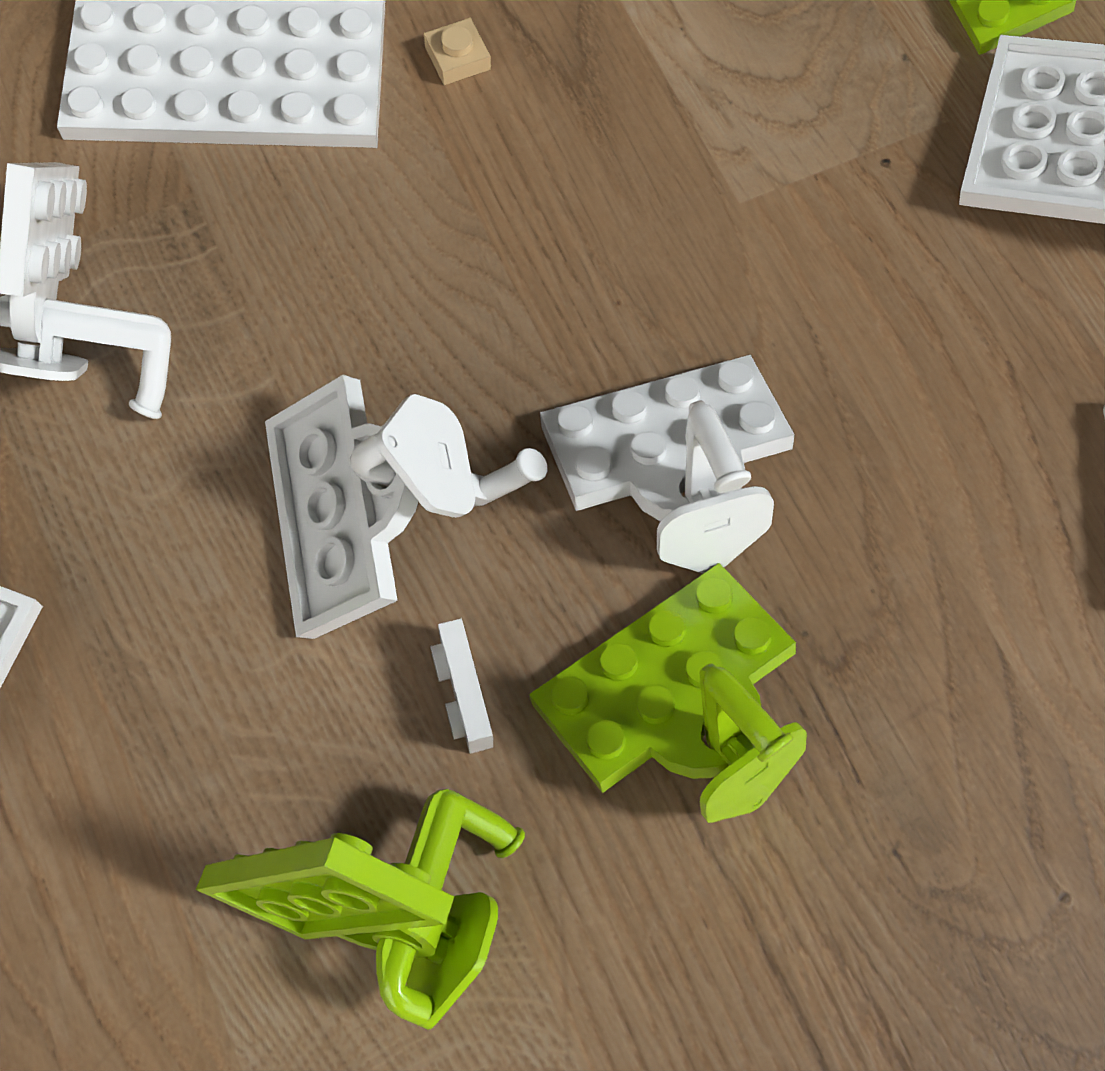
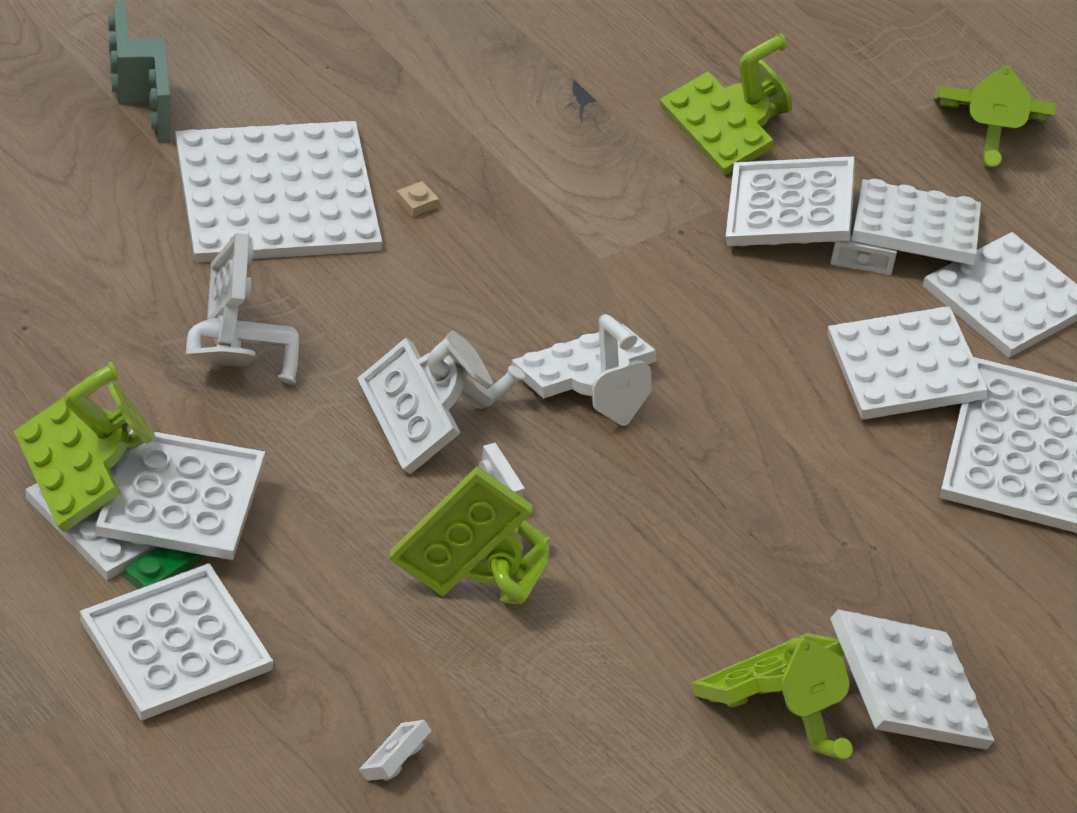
camera: 10 degrees left, 25 degrees down
(671, 682) = (624, 466): lime plate -> none

